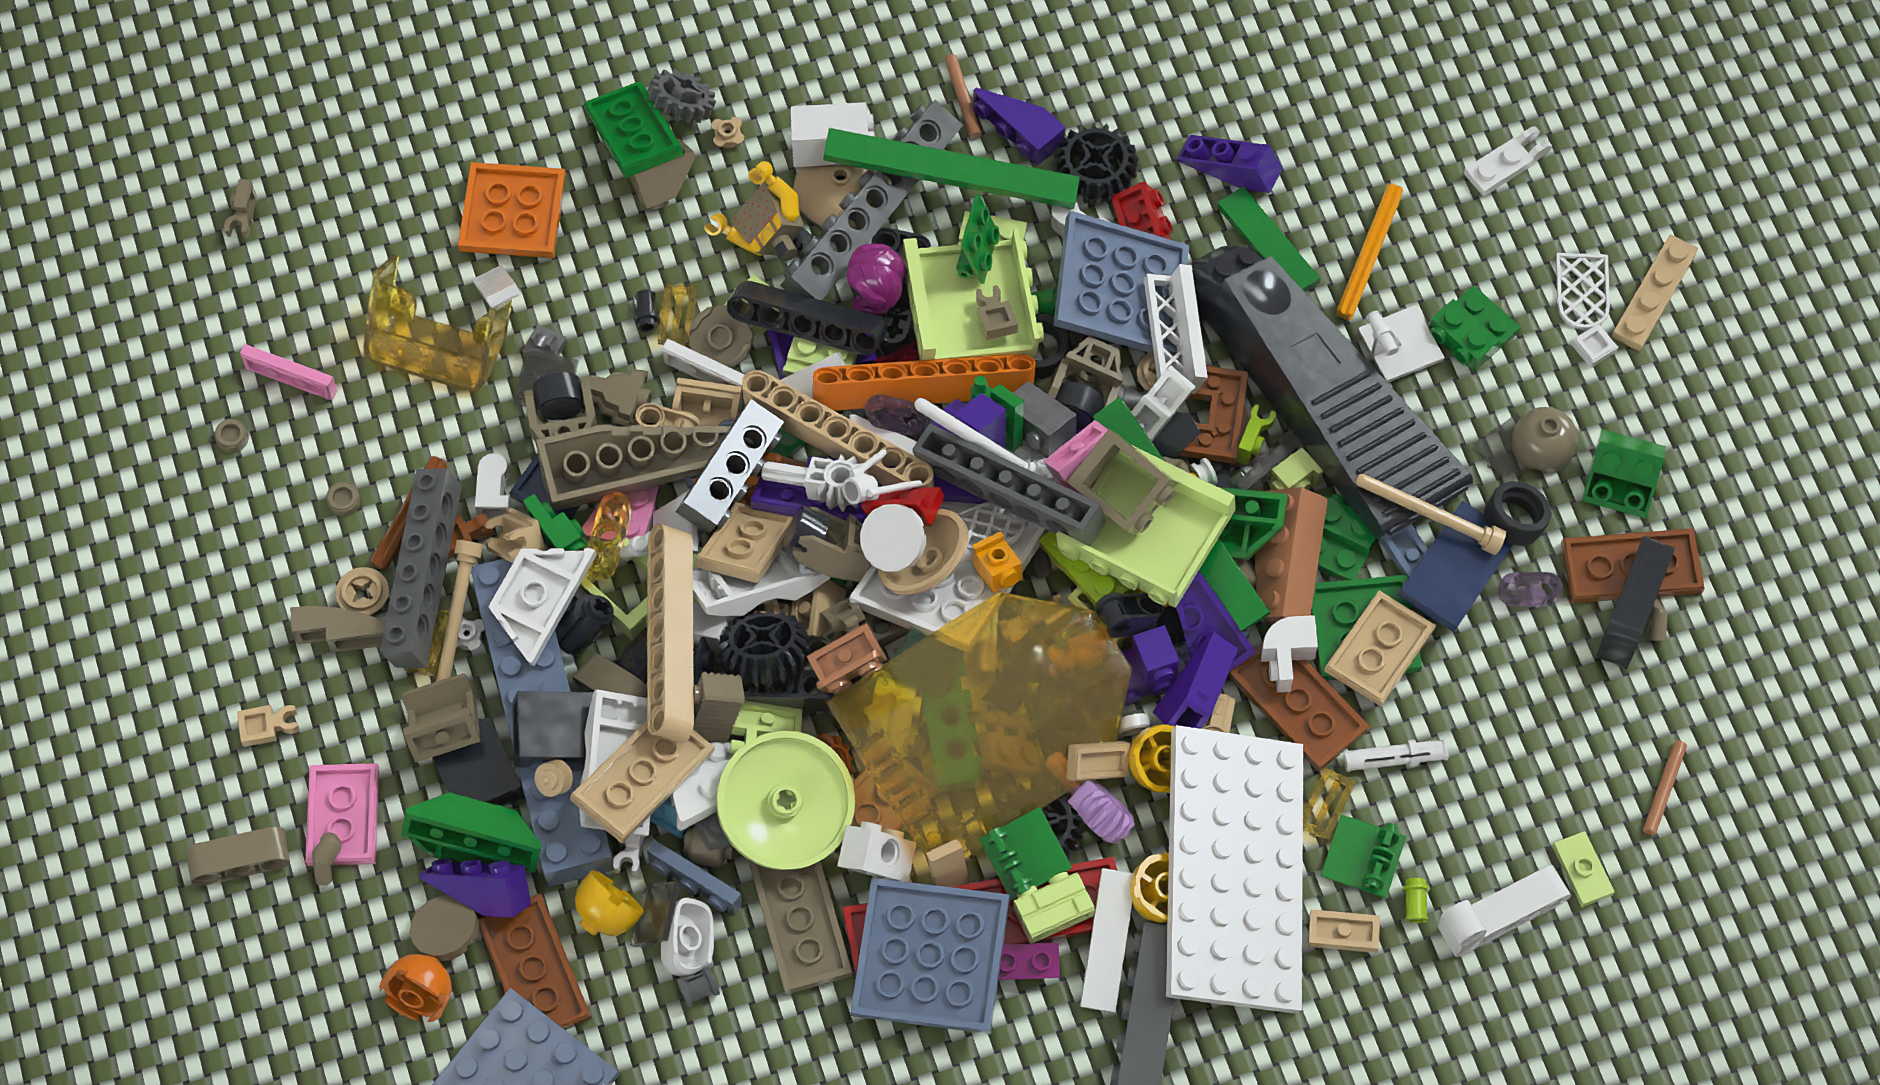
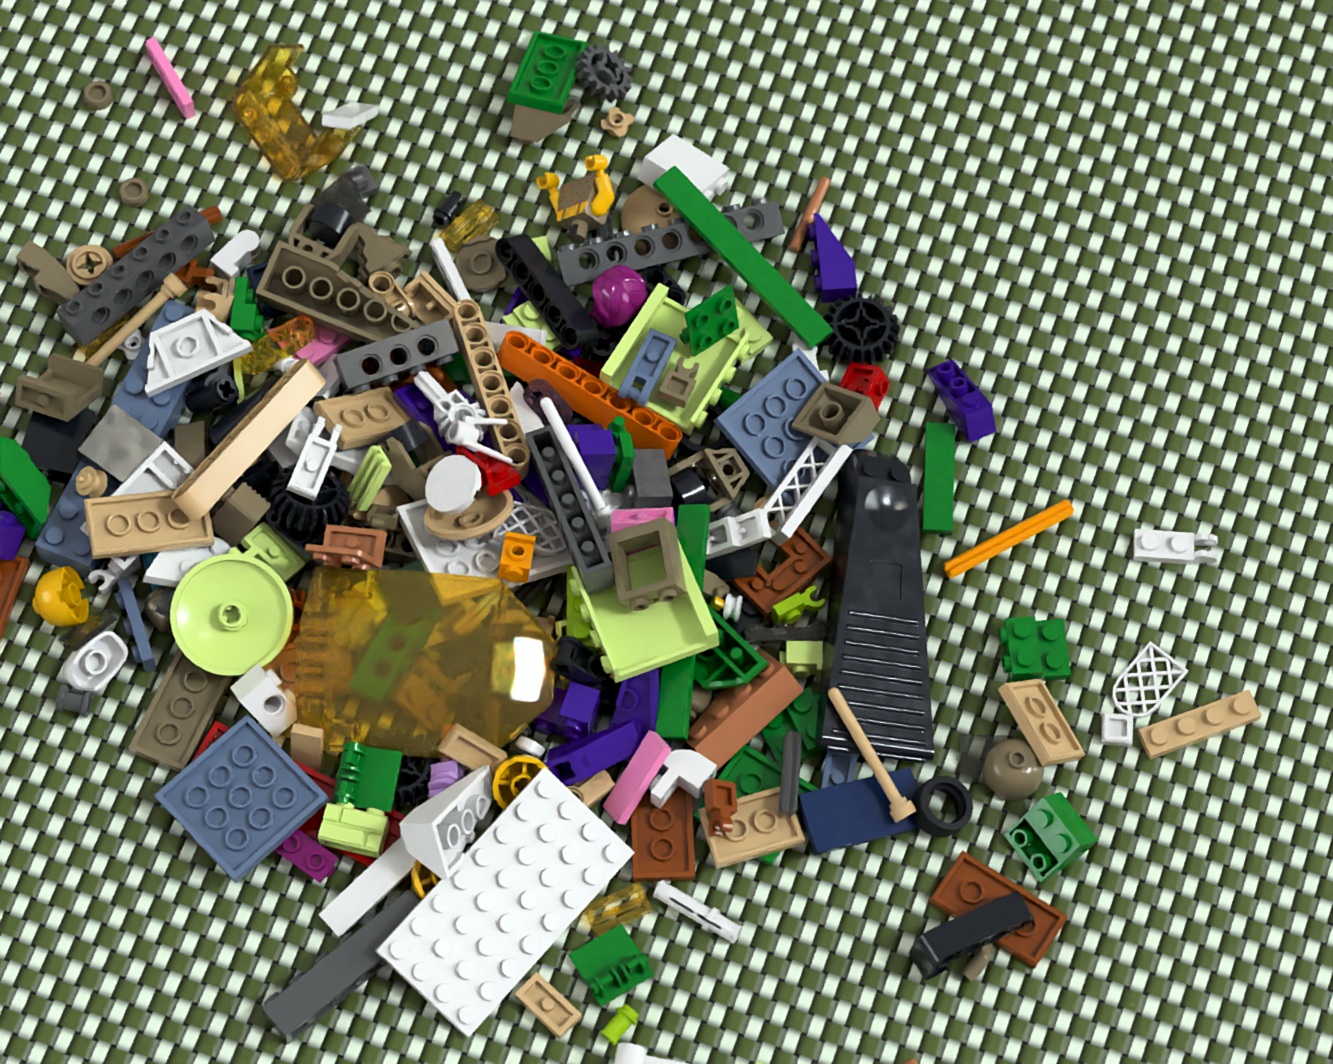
camera: 35 degrees right, 0 degrees up
(512, 210) = (419, 72): orange plate -> none
(632, 632) = (231, 419): none -> black panel
(749, 607) = (314, 462): none -> white hinge
(801, 586) = (369, 478): none -> yellowish green tile
(956, 319) = (648, 366): none -> sand blue plate
(1135, 839) = (445, 823): none -> white wedge
(1151, 245) = (837, 415): none -> dark tan slope
(1253, 678) = (637, 777): none -> bright pink tile
(1345, 644) = (722, 802): none -> dark orange plate
(1376, 577) = (790, 773): none -> dark grey axle
(1400, 343) = (969, 621): white plate -> none
(1530, 589) = (909, 863): clear purple beam -> none
(1535, 382) = (1041, 722): none -> tan tile

